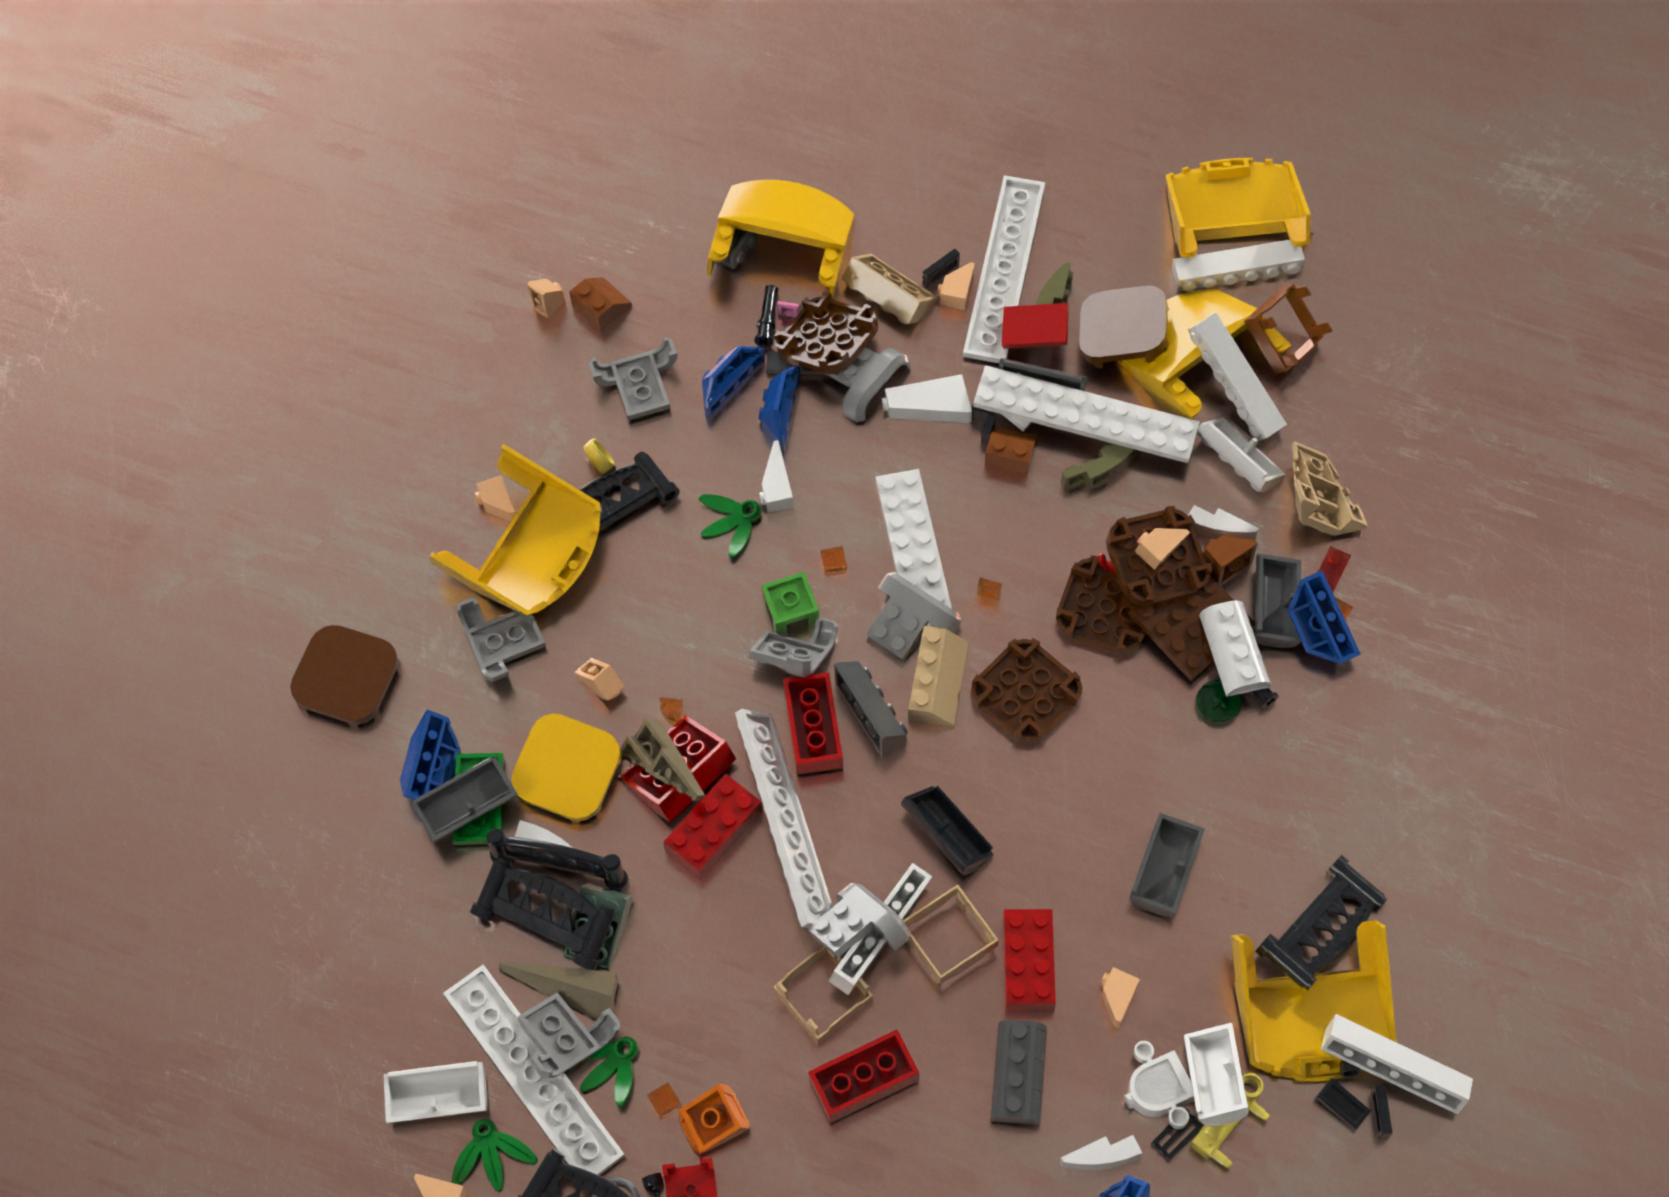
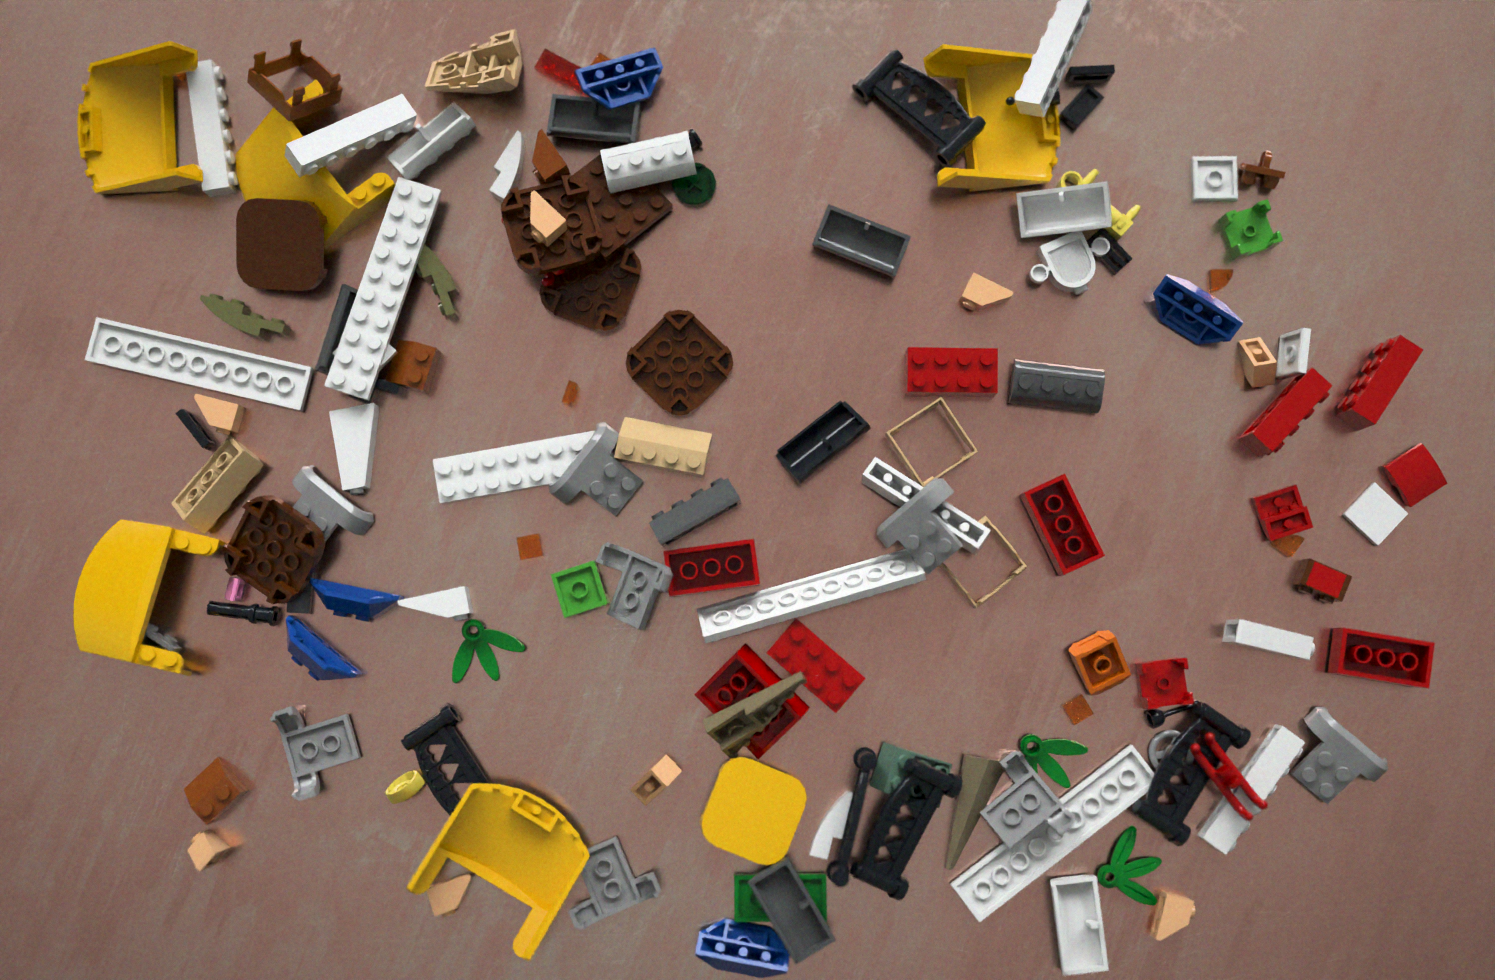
camera: 90 degrees left, 20 degrees up
(671, 708) = (688, 707): clear orange tile -> none
(1035, 325) = (276, 333): red tile -> none
(1102, 1155) = (1129, 316): white slope -> none

